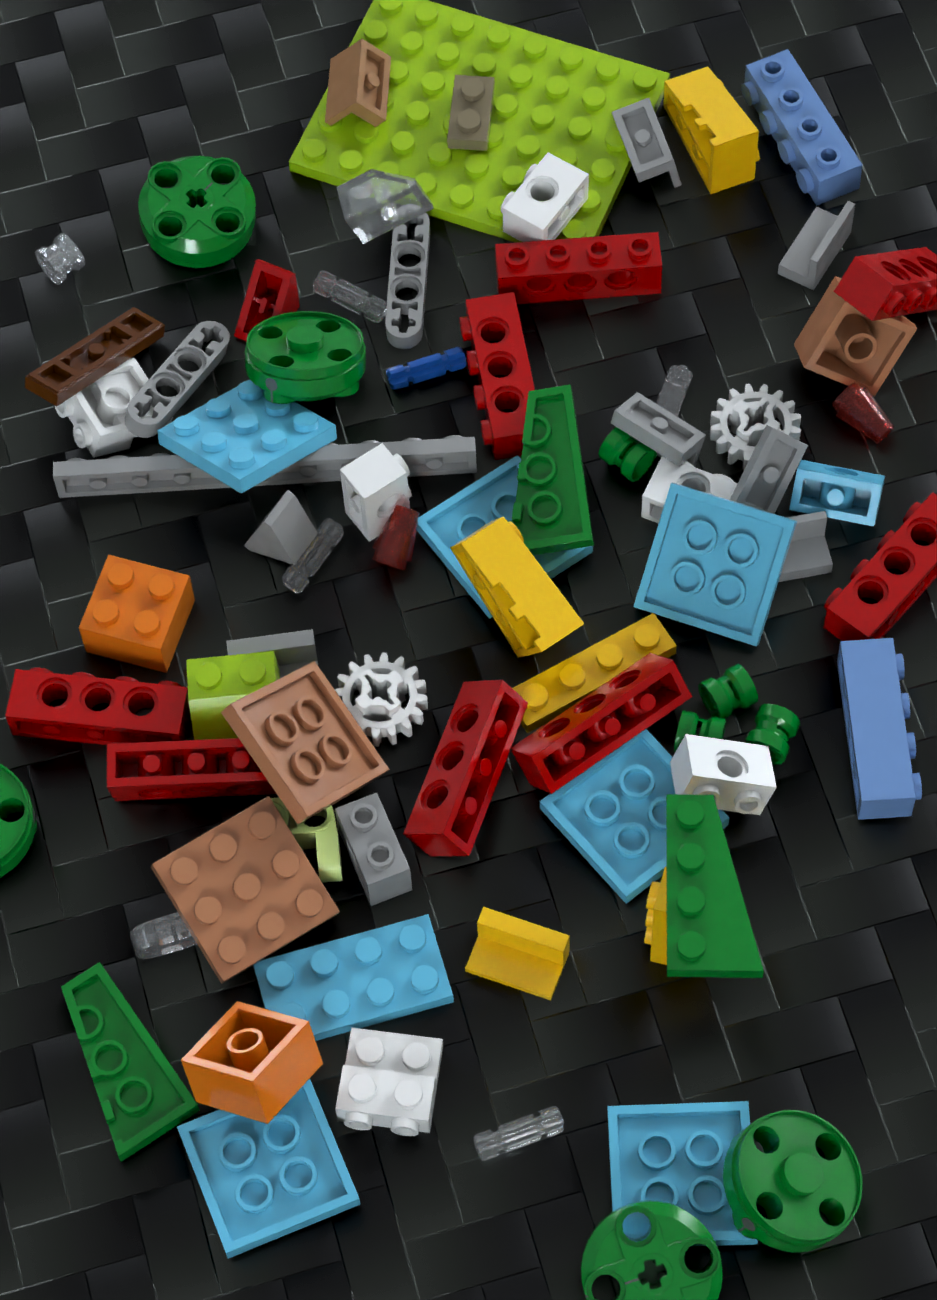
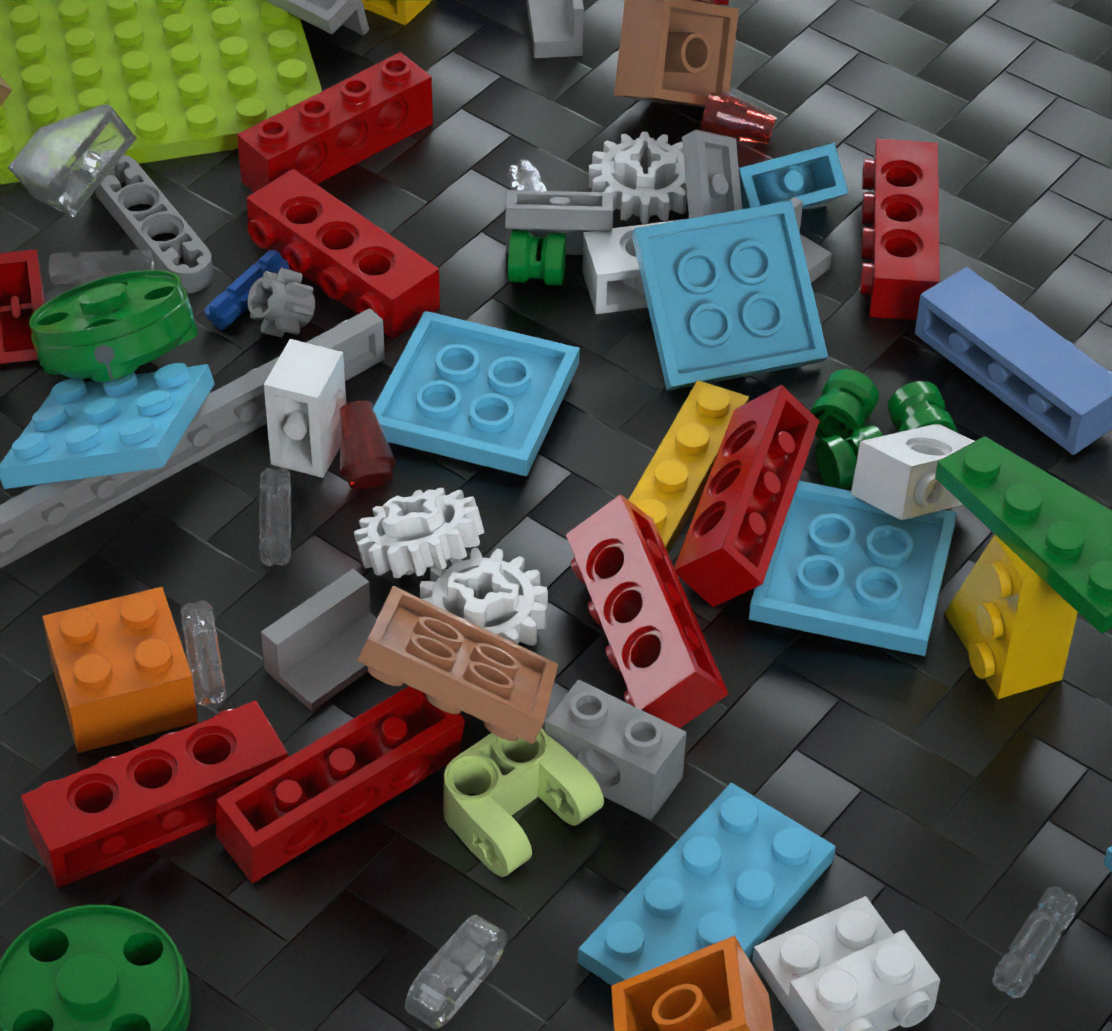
camera: 40 degrees left, 15 degrees down
(199, 627) = (203, 652): none -> clear axle
(221, 681) = (312, 679): lime slope -> none
(245, 889) = (513, 865): nougat plate -> none
(283, 532) = (224, 501): light grey slope -> none
(379, 624) = (419, 532): none -> white gear
(432, 395) = (281, 302): none -> light grey gear
(471, 112) = (100, 47): dark tan plate -> none
(515, 588) = (553, 411): yellow wedge -> none
(518, 953) = (862, 762): yellow panel -> none
(545, 200) = (254, 76): white brick -> none
(551, 481) = (494, 307): green wing -> none

